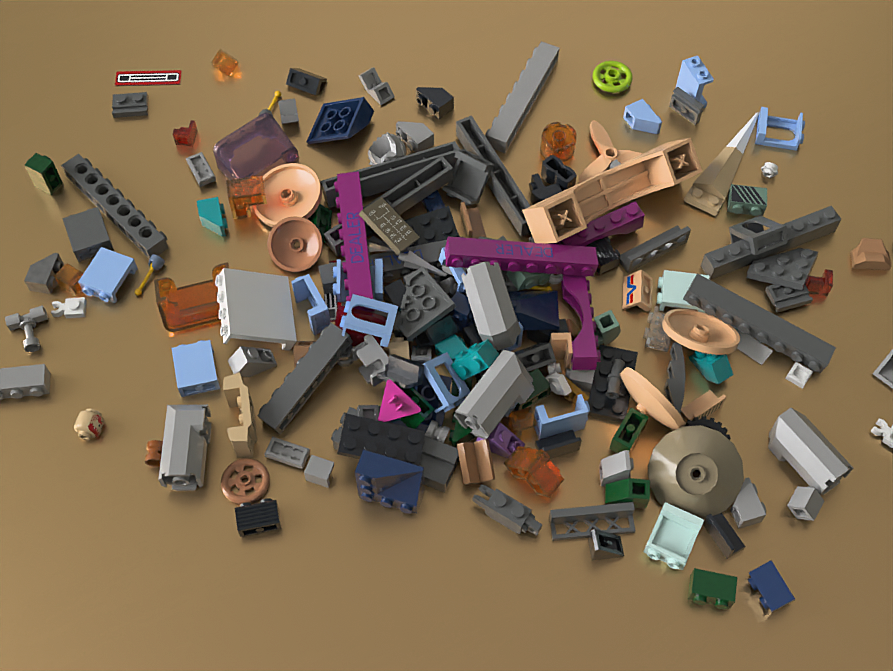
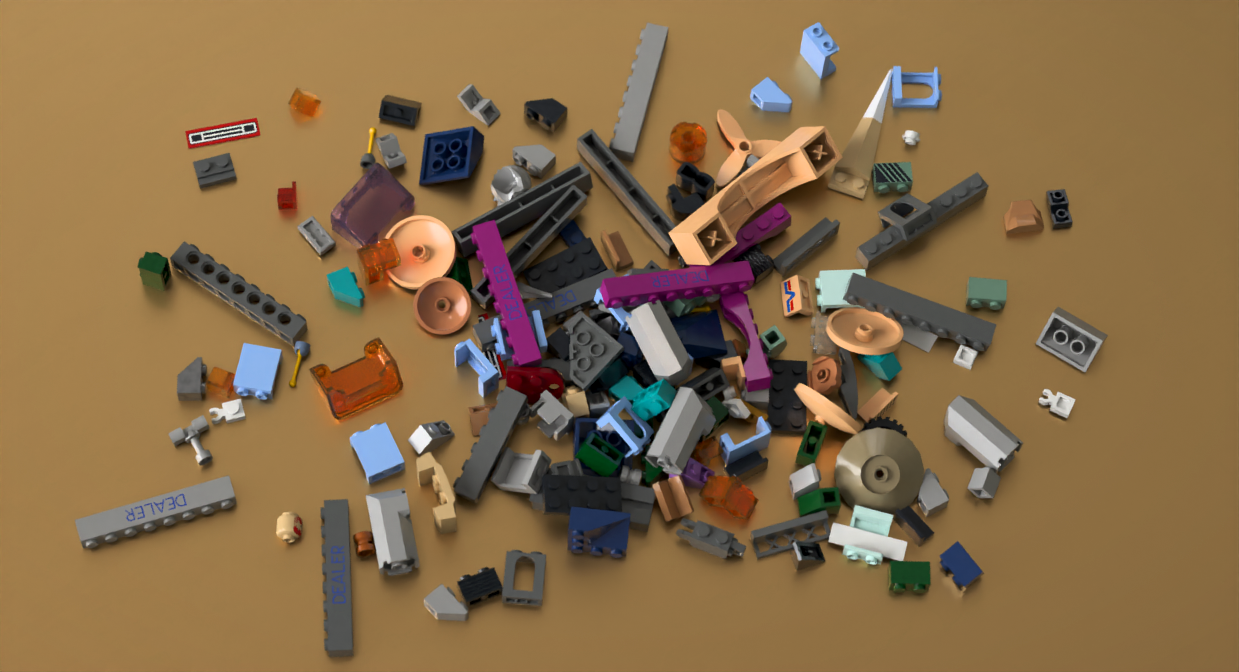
camera: 15 degrees left, 5 degrees up
(87, 233) = (222, 329): dark grey panel -> none
(119, 485) = (338, 578): none -> dark grey brick
(216, 530) = (445, 606): none -> light grey slope
(238, 466) = (456, 571): nougat plate -> none
(255, 307) = (423, 381): white panel -> none
(287, 452) = (490, 520): light grey plate -> none
(299, 536) = (521, 596): none -> dark grey panel
(318, 471) = (526, 533): light grey panel -> none
(328, 408) = (521, 471): none -> light grey panel
(359, 325) = (525, 383): light blue panel -> none
(389, 225) = (537, 272): dark tan tile -> none
(396, 403) = (588, 456): dark pink piece -> none
(403, 372) = (588, 424): black panel -> none
(415, 262) = (570, 305): light grey piece -> none
(469, 177) = (604, 201): dark grey panel -> none
(612, 76) = (729, 64): lime plate -> none
(614, 379) = (789, 393): dark grey pin -> none
(662, 366) = (833, 375): none -> nougat plate
(686, 105) = (815, 76): dark grey plate -> none
(694, 552) = (874, 542): none -> white sticker
(785, 269) = (940, 247): dark grey plate -> none
(787, 298) = (946, 274): dark grey plate -> none
(820, 285) = (974, 258): clear red panel -> none
(828, 317) = (986, 293): none -> sand green brick

